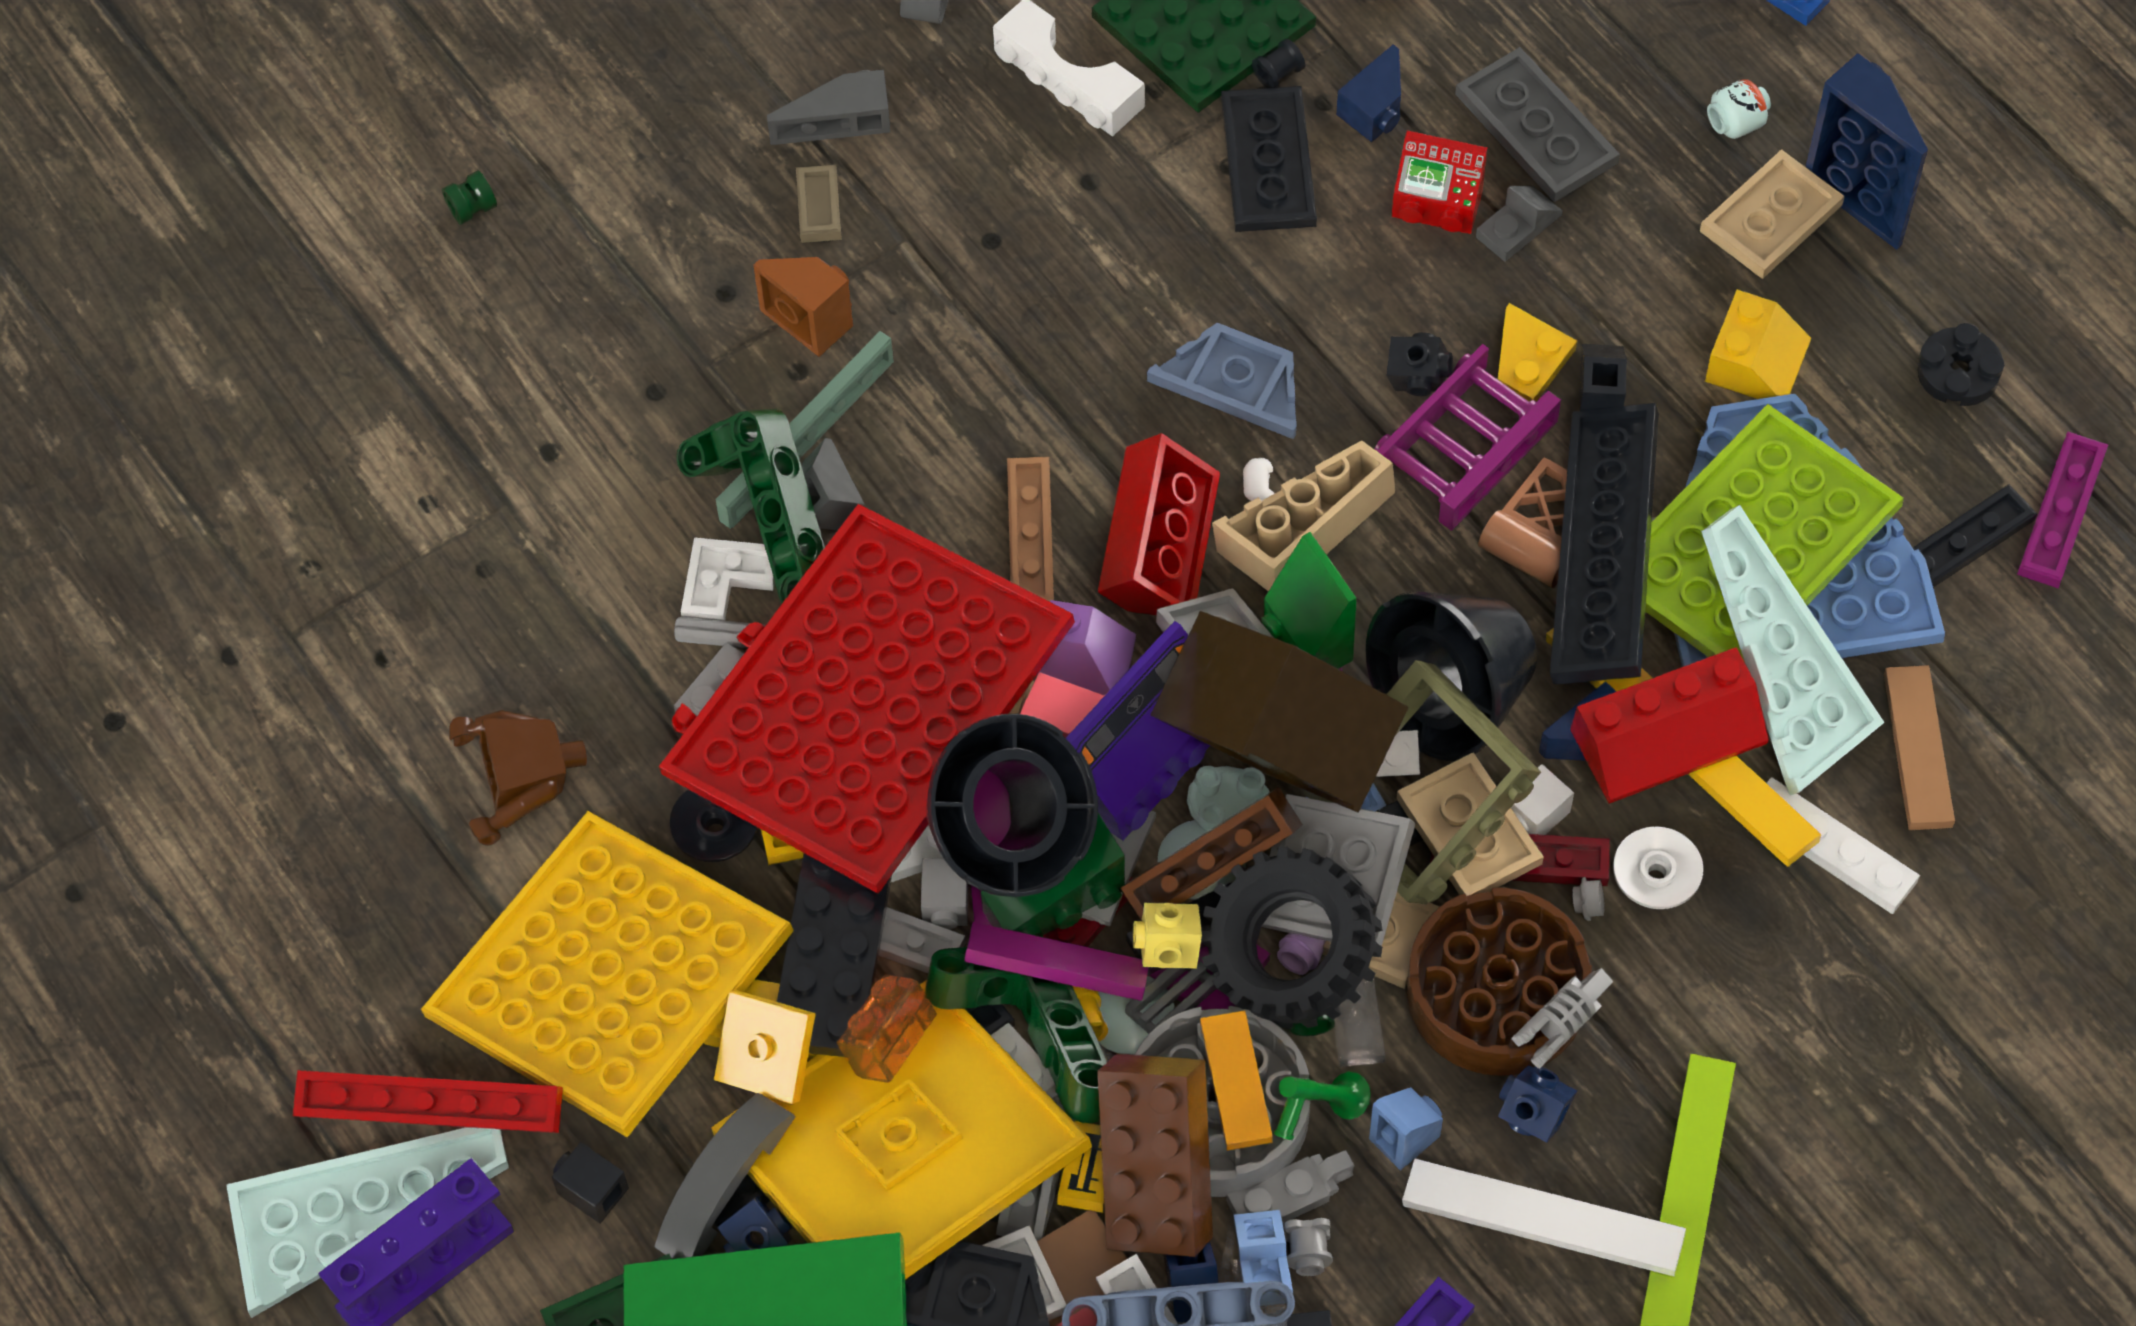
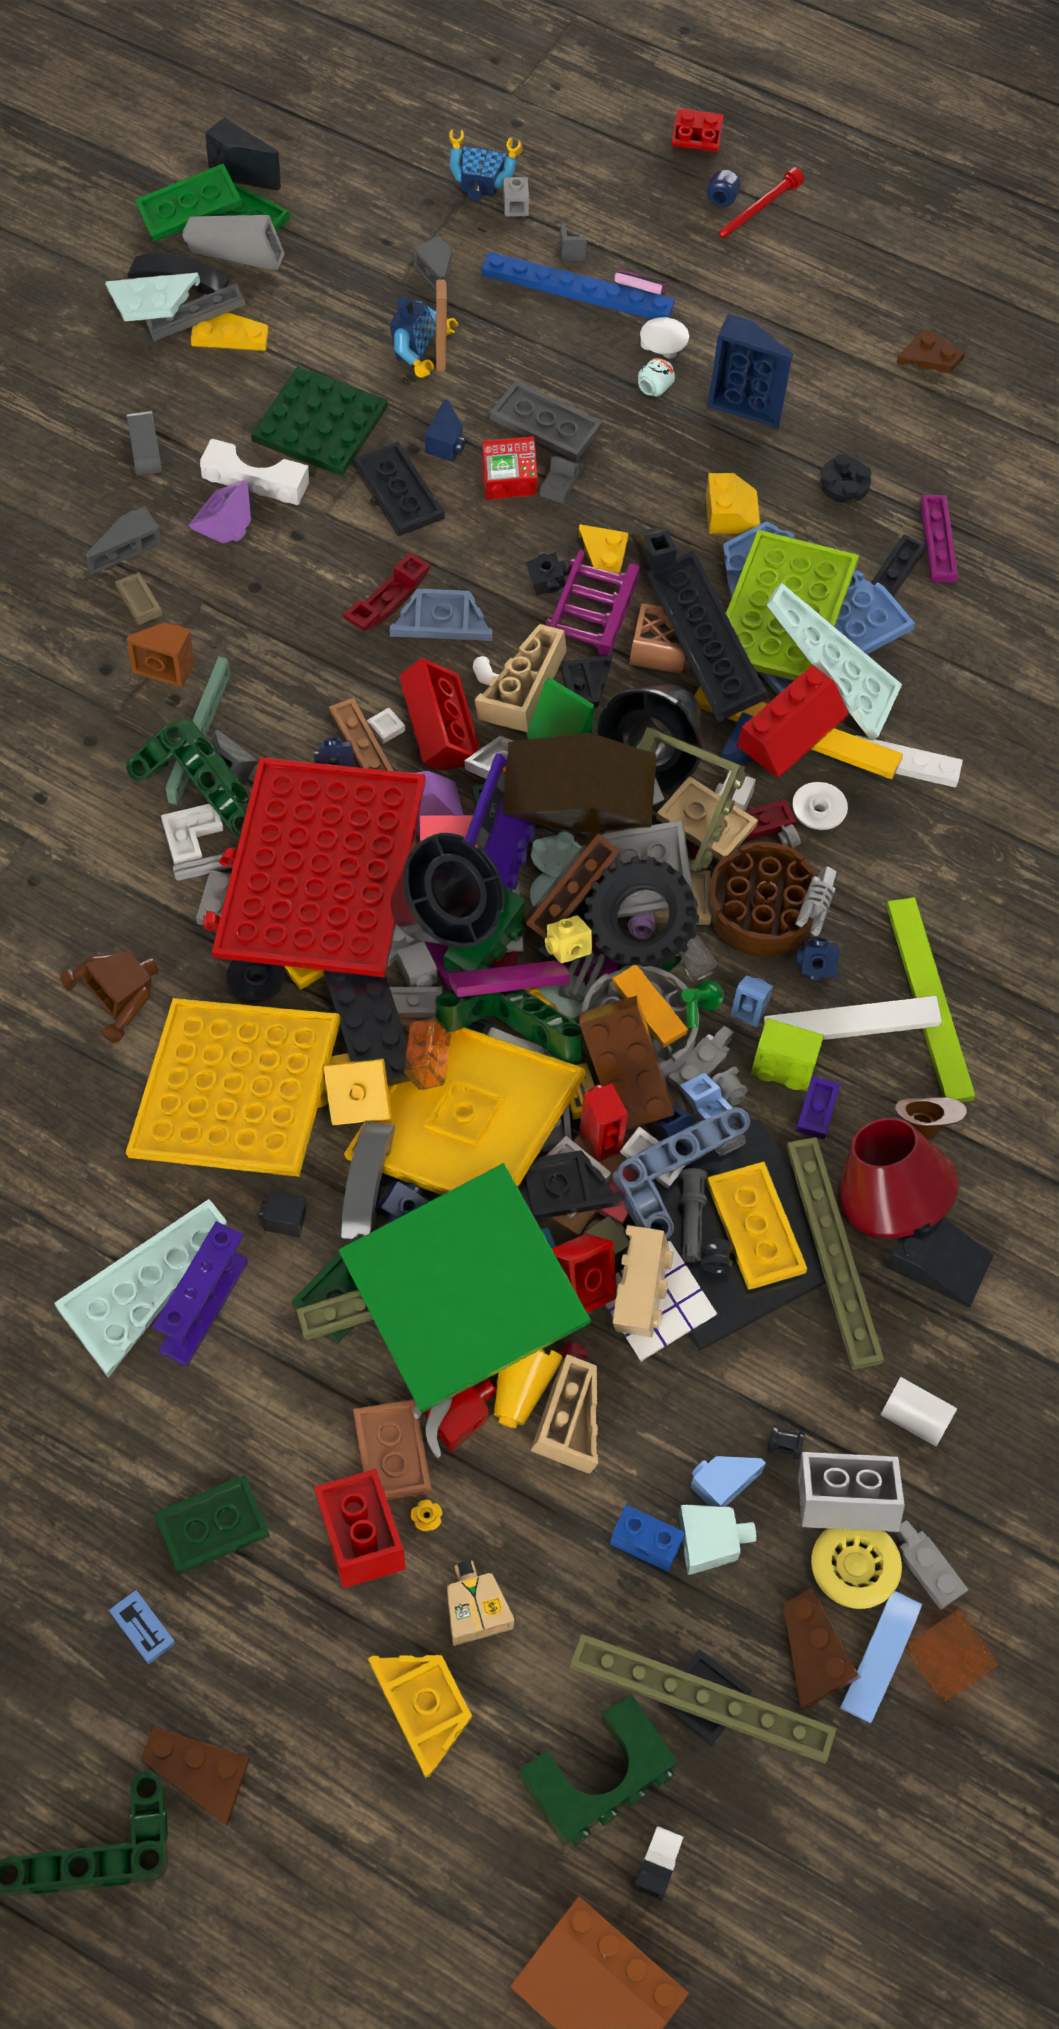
camera: 30 degrees left, 0 degrees up
(428, 1101) = (160, 1204): red plate -> none
(977, 537) = (334, 747): none -> dark blue brick
(995, 117) = (224, 514): none -> medium lavender slope
(1077, 514) = (386, 725): none -> white tile
(1078, 1227) = (603, 1122): none -> red brick
(1173, 321) = (390, 595): none -> dark red slope
(1278, 64) = (379, 432): black bush -> none
(1401, 548) = (587, 676): none -> black wing
(1410, 1230) = (786, 1054): none -> lime brick
(1772, 214) = (702, 429): tan plate -> none
(1787, 47) = (664, 336): none -> white dish
(1919, 748) = (926, 692): medium nougat tile -> none

